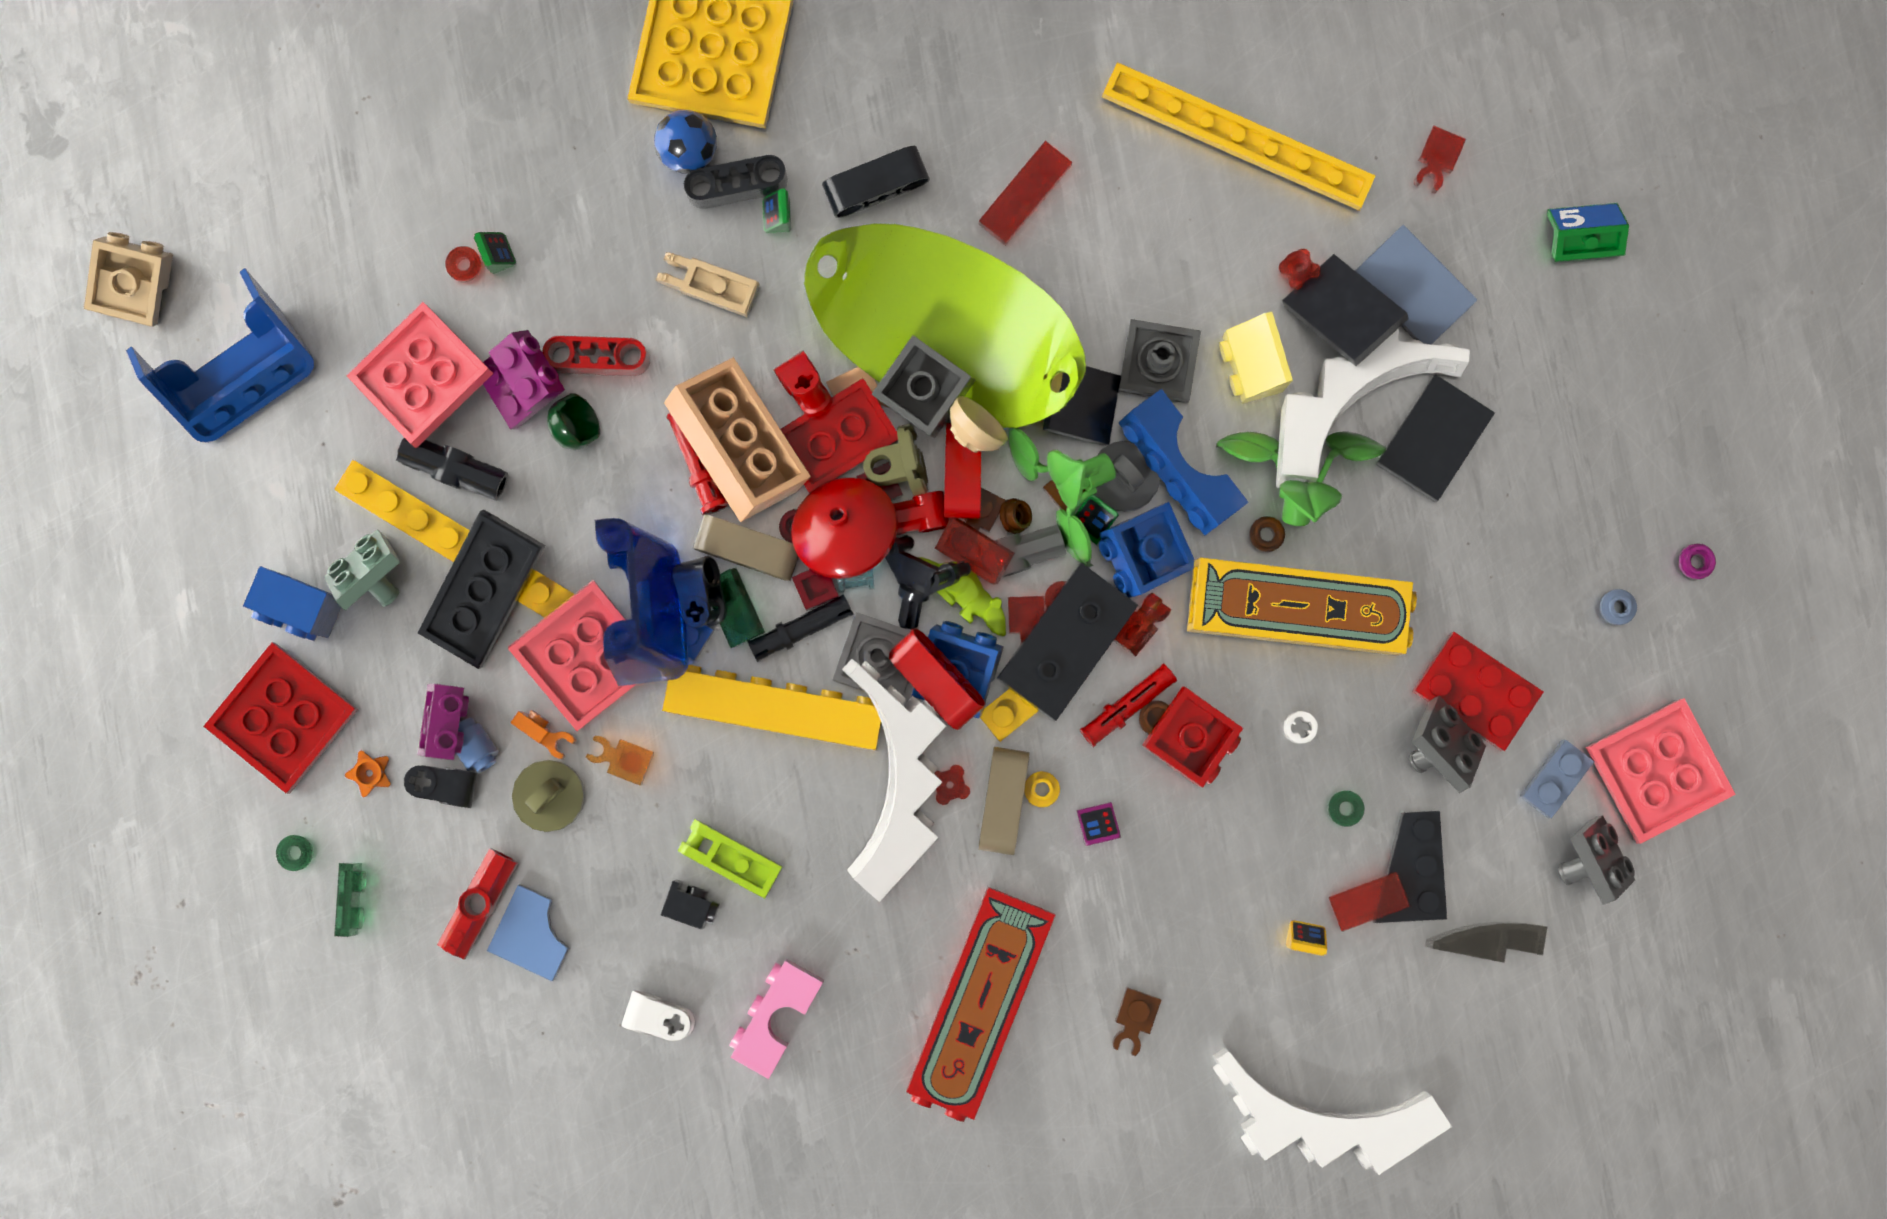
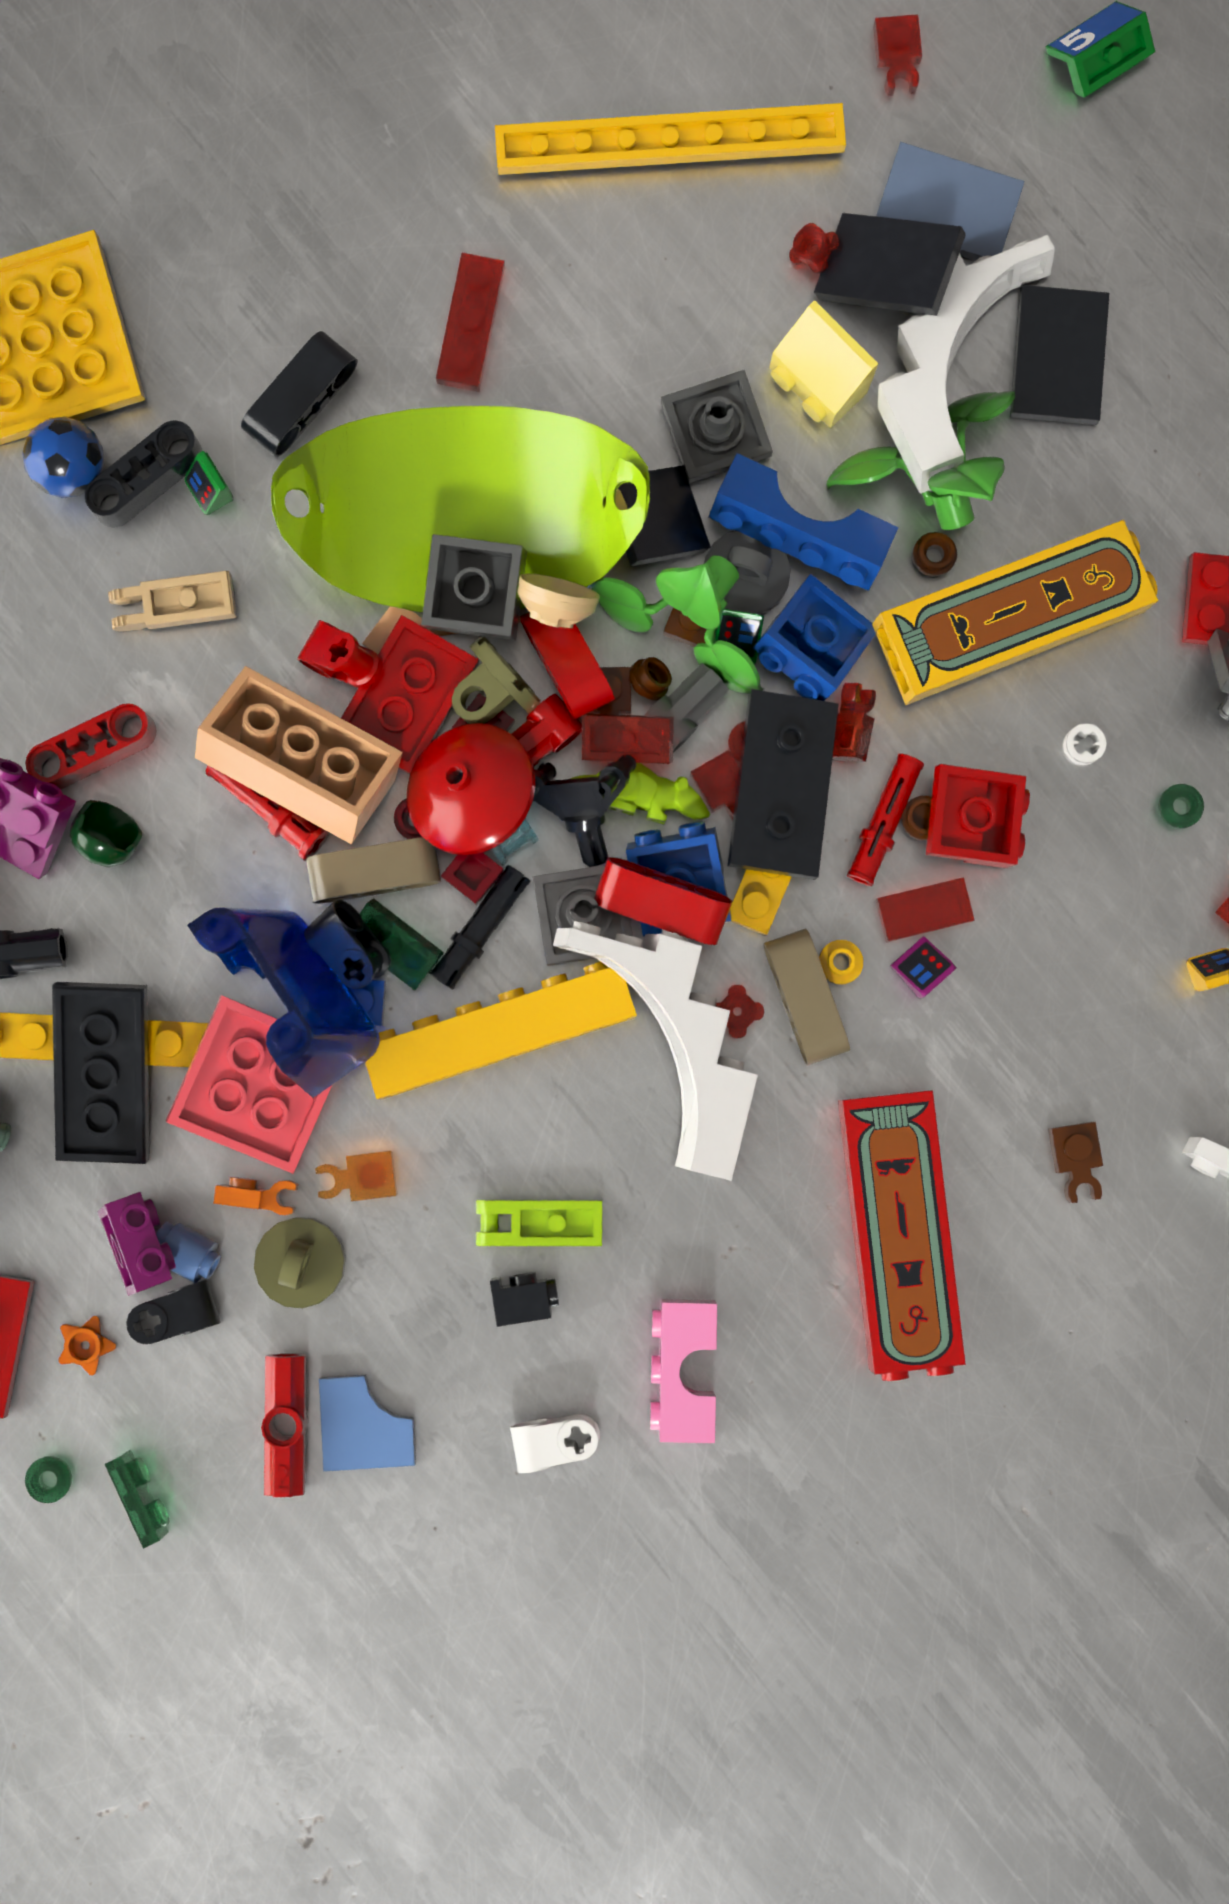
camera: 35 degrees left, 0 degrees up
(1122, 784) = (925, 910): none -> clear red tile

